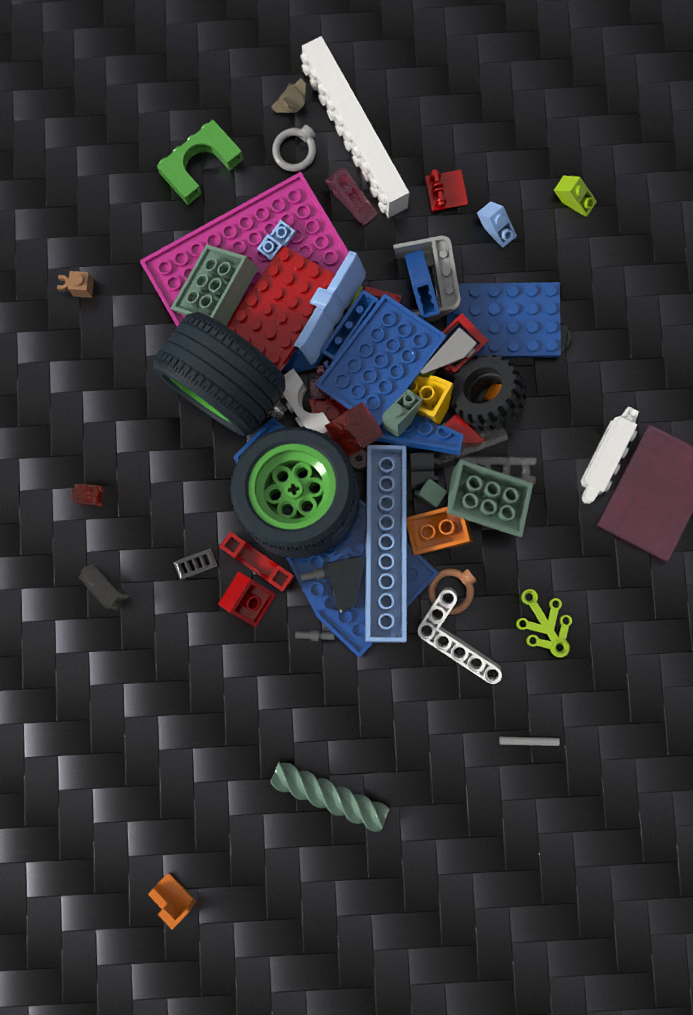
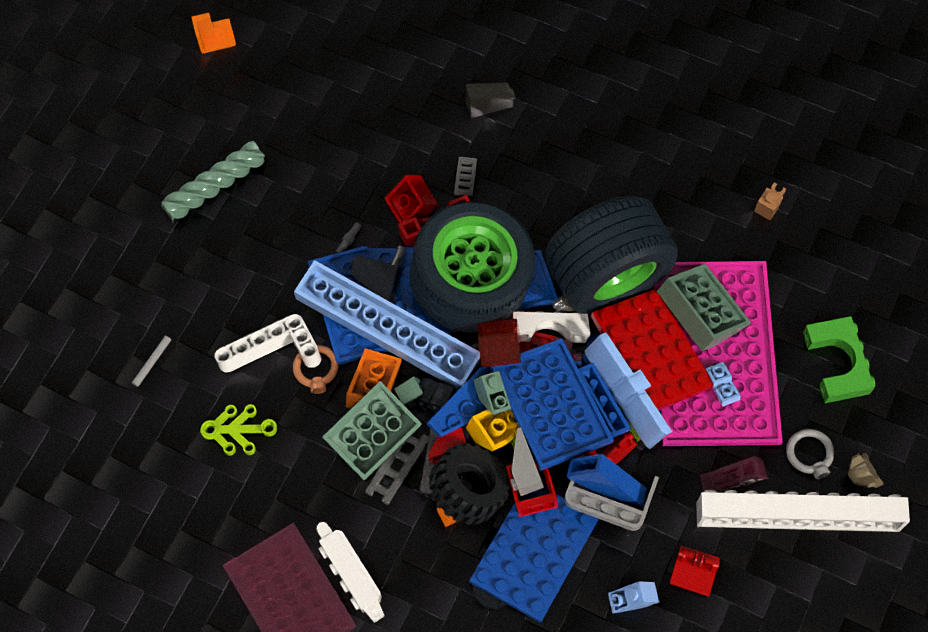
camera: 115 degrees right, 15 degrees down
(87, 495) = (573, 123): clear red brick -> none

